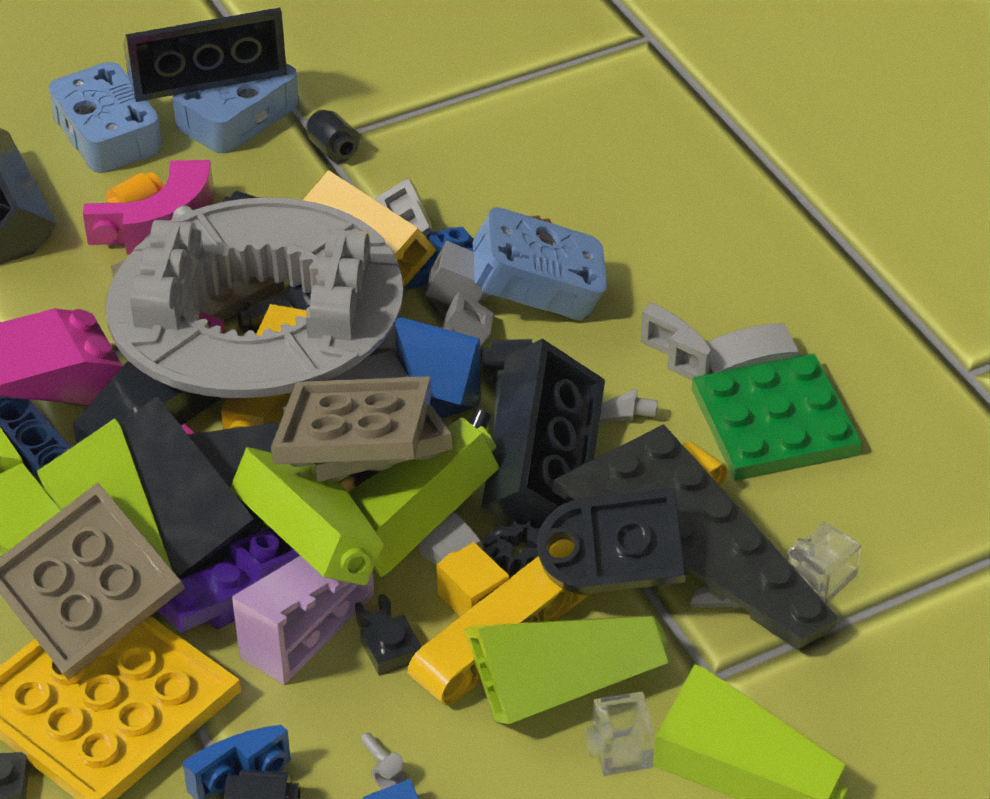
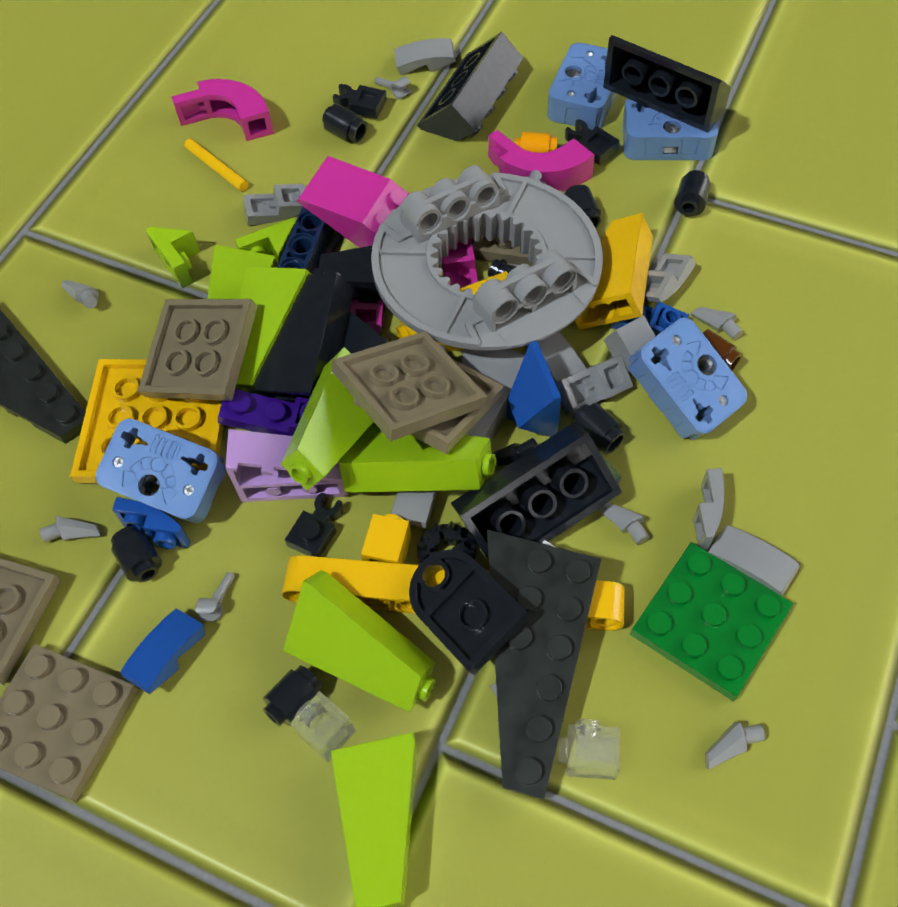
camera: 55 degrees right, 15 degrees up
(158, 159) = (596, 141): none -> black plate
(192, 688) = (165, 461): none -> medium blue axle
(476, 217) = (719, 321): none -> light grey bar
(560, 751) = (290, 695): none -> black brick
(897, 474) = (733, 743): none -> light grey bar

